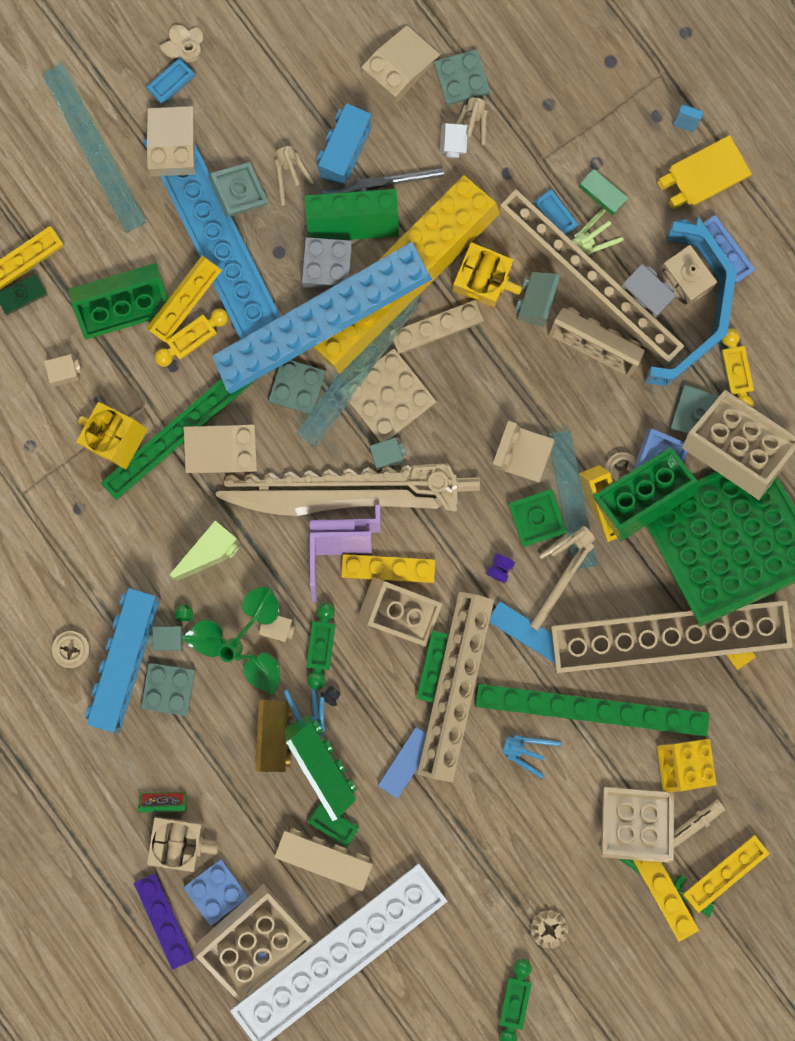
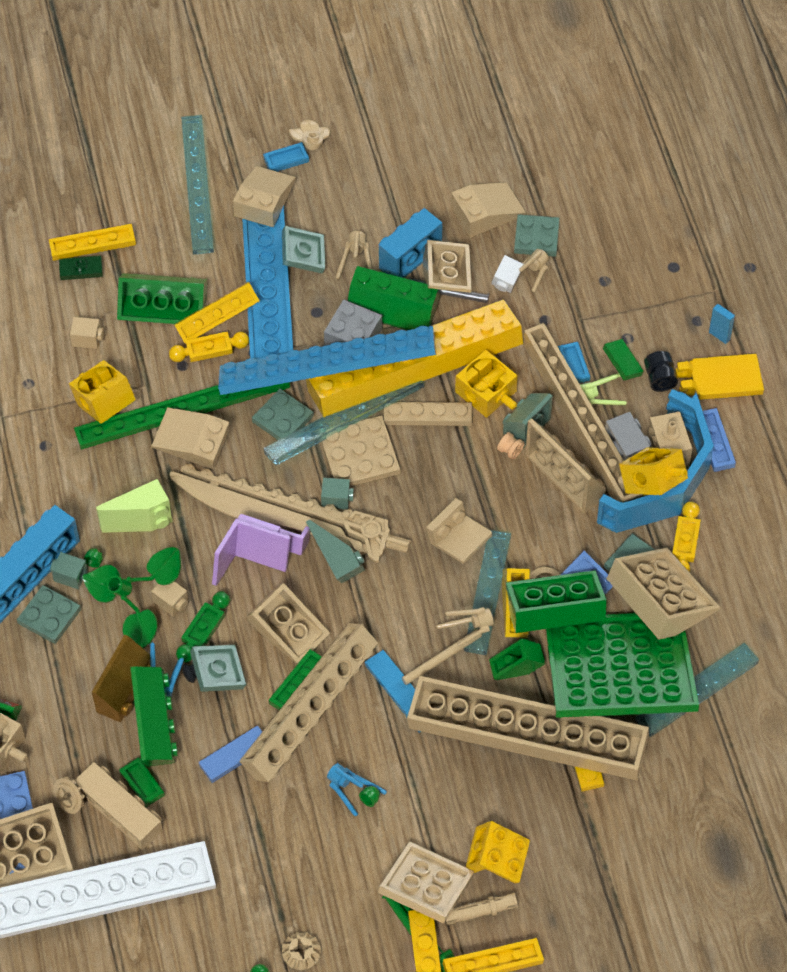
camera: 25 degrees right, 25 degrees down
(274, 870) = (60, 791): none -> tan gear
(355, 685) = (217, 668): none -> sand green plate
(388, 568) = (307, 592): yellow plate -> none
(394, 161) = (447, 266): none -> tan slope
(417, 521) = (341, 558): none -> sand green slope
(502, 563) = (396, 621): dark purple wheel -> none
(533, 334) = (510, 445): none -> light nougat wheel
(537, 518) = (448, 592): green plate -> none
(550, 754) = (369, 796): none -> green hinge
(592, 710) = (430, 774): green plate -> none
(629, 565) = (517, 660): none -> green slope
(646, 193) = (661, 371): none -> black wheel
(693, 326) = (653, 471): none -> yellow piece

